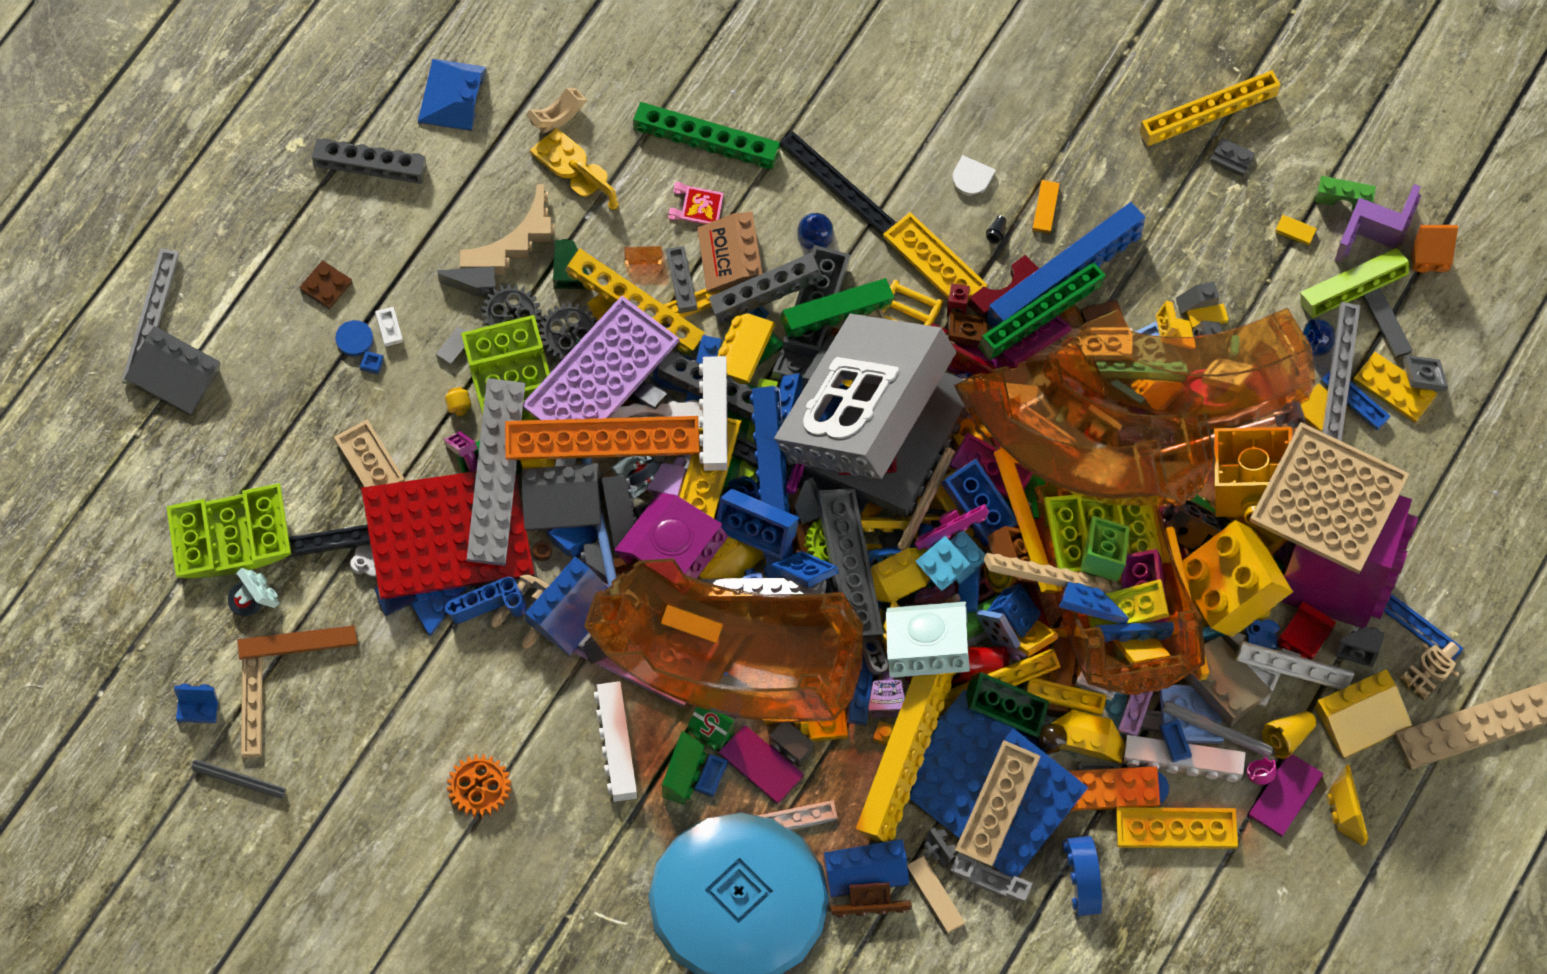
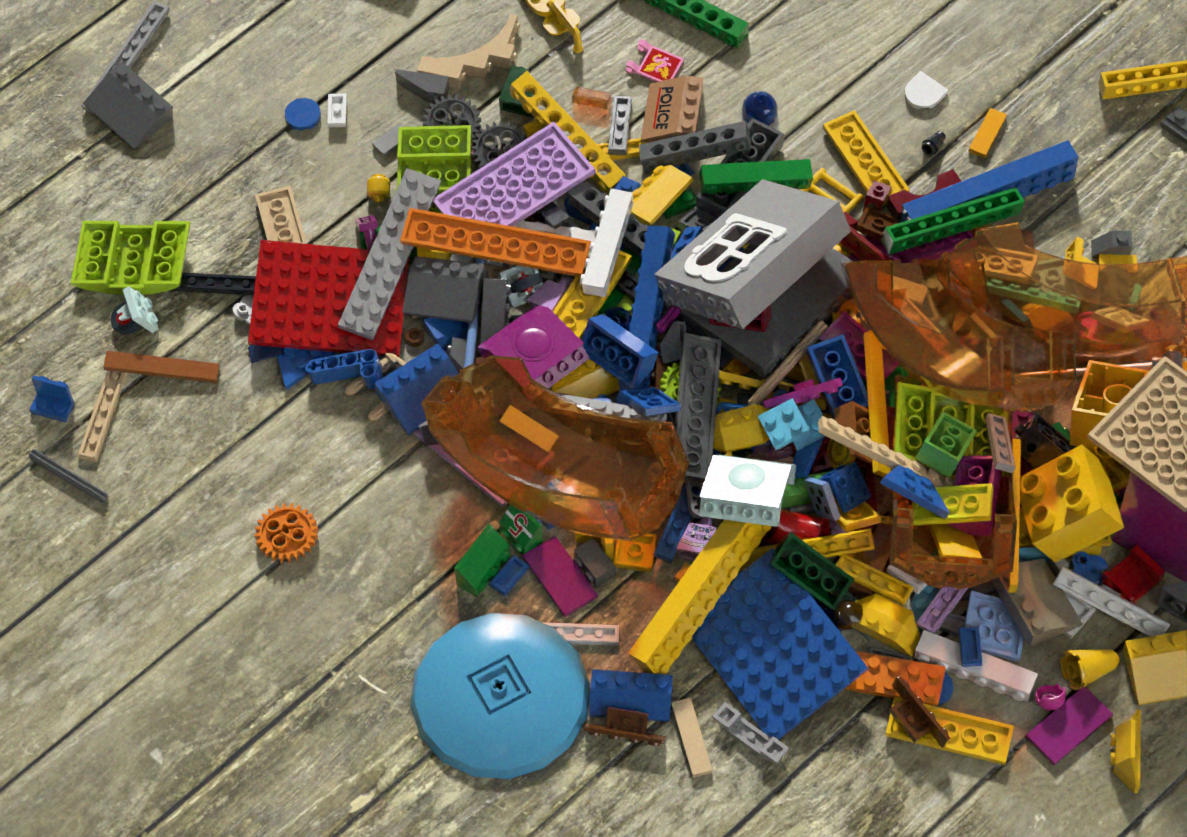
camera: 20 degrees right, 5 degrees down
(326, 284) = (292, 63): reddish brown plate -> none
(371, 362) = (311, 138): blue tile -> none
(616, 741) = (428, 523): white brick -> none
(837, 183) = (793, 71): black tile -> none
(937, 847) = (705, 693): dark grey hips -> none
(998, 803) = (775, 662): tan plate -> none
(1085, 875) = (842, 753): blue brick -> none
(1138, 631) = (953, 528): blue plate -> none
(1142, 823) = (914, 716): none -> reddish brown bracket
(1155, 535) = (1000, 443): none -> light grey tile
(1217, 729) = (1016, 645): light grey axle -> none

